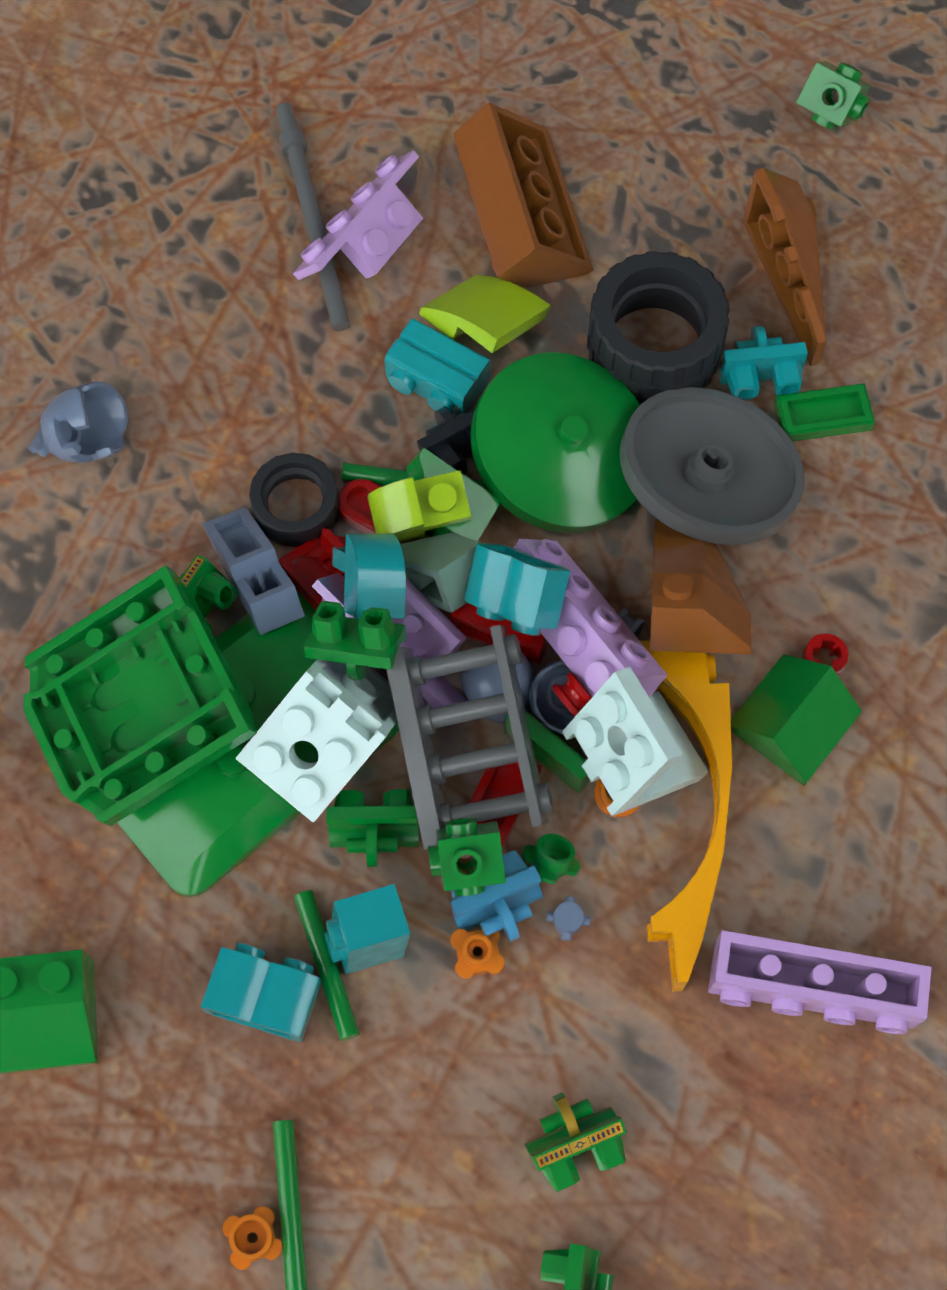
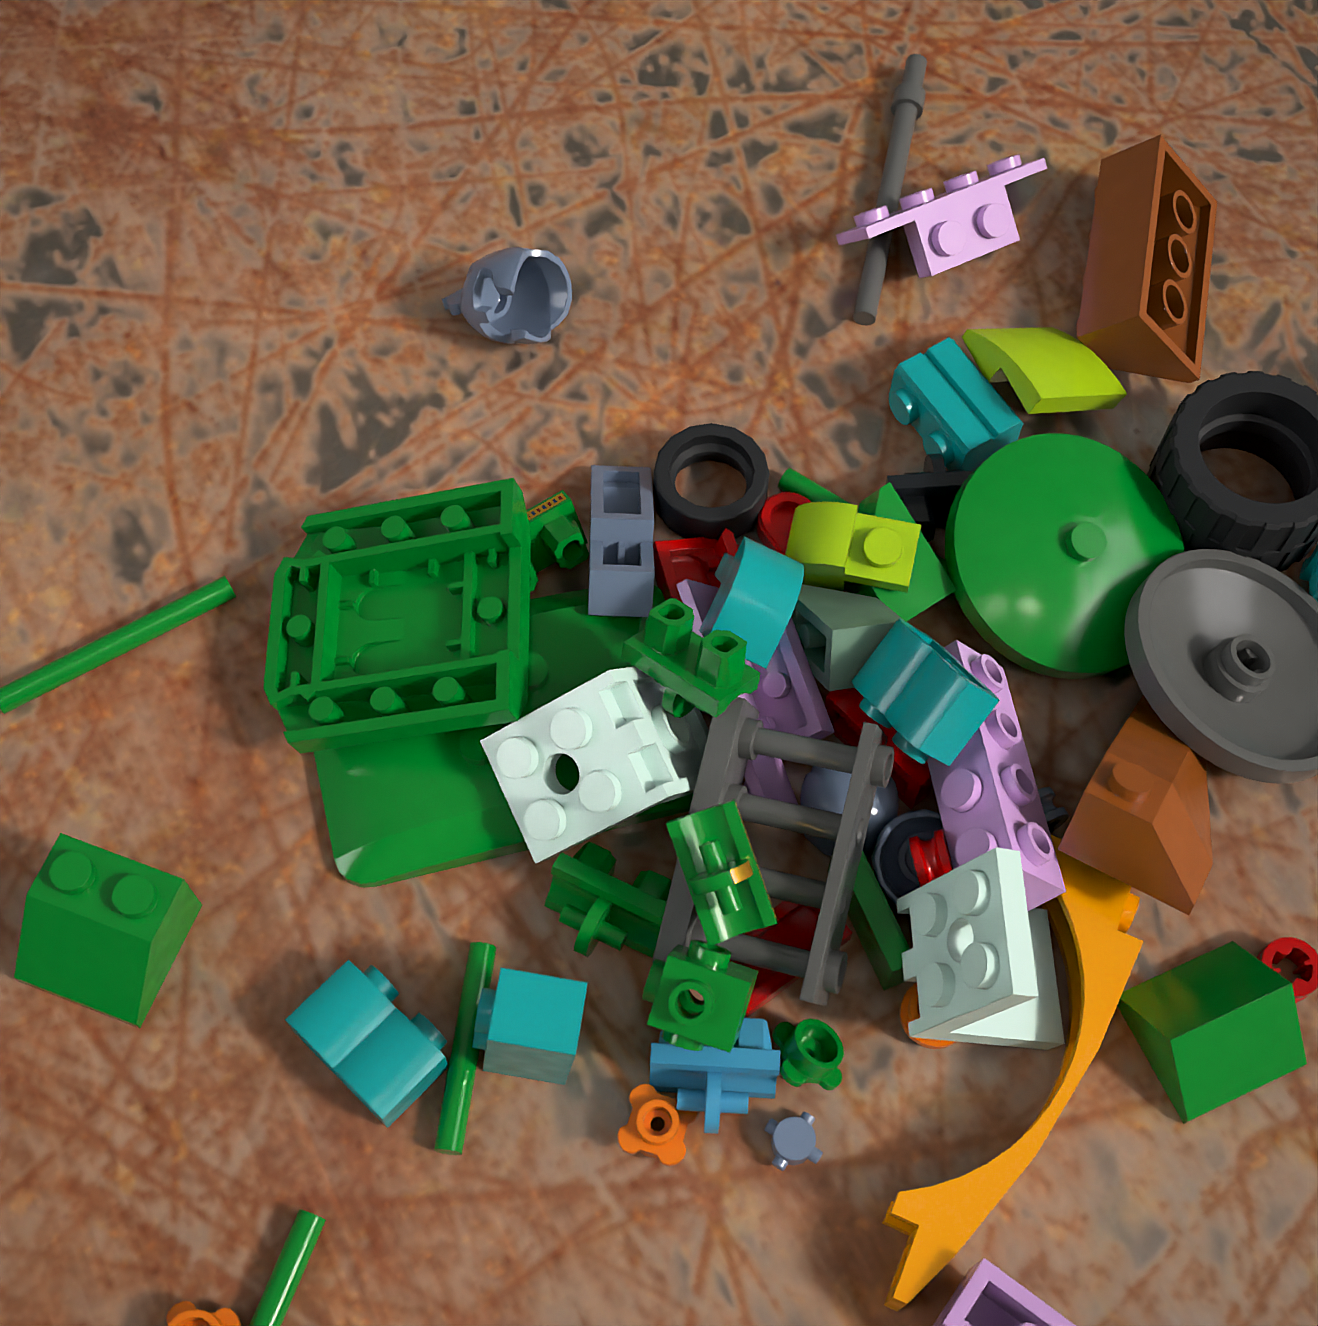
camera: 25 degrees right, 5 degrees down
(444, 769) = (721, 872): none -> green hips

